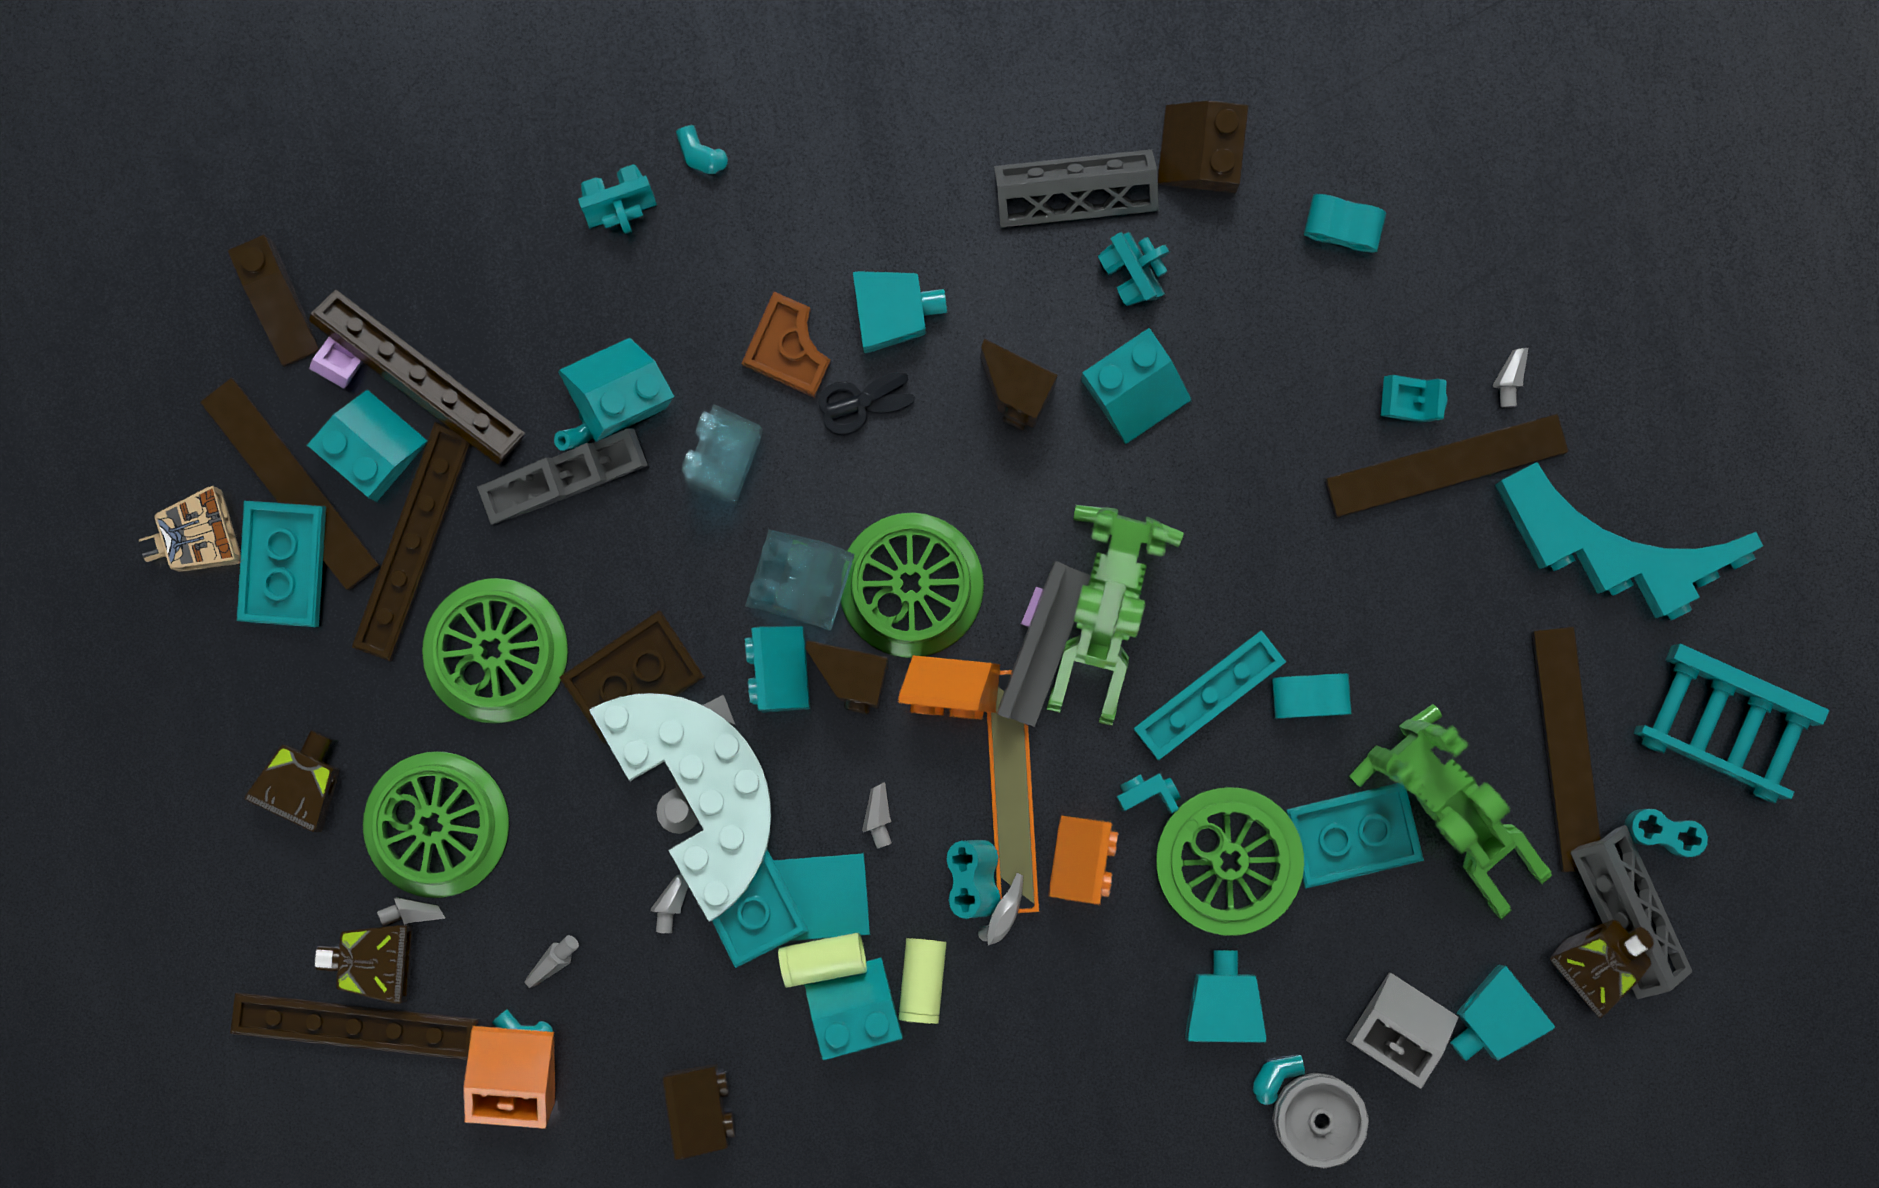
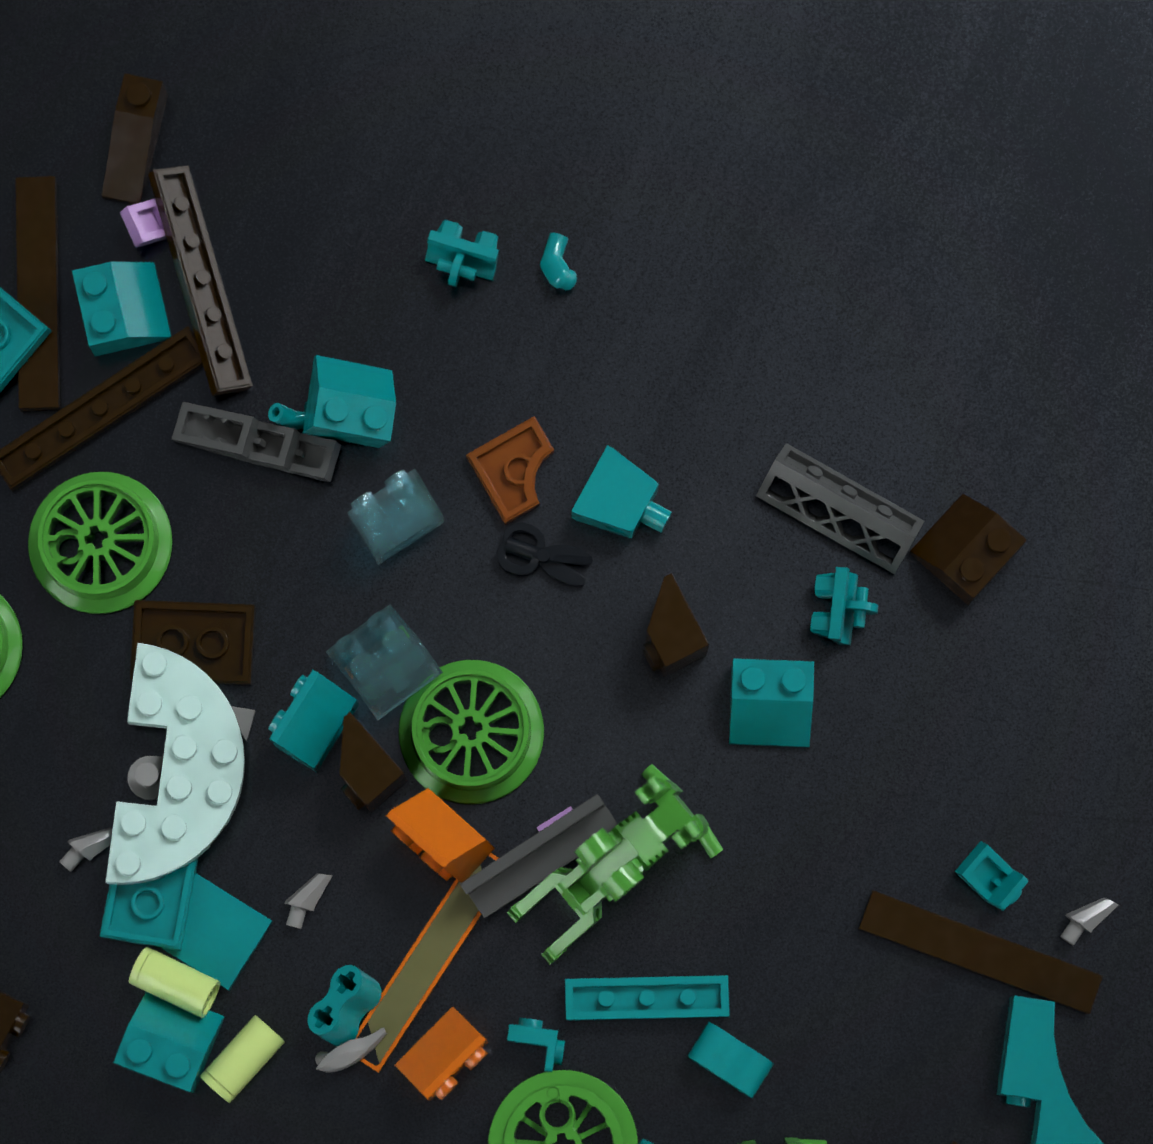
camera: 35 degrees right, 5 degrees down
(1345, 223) = (1039, 693): teal axle -> none

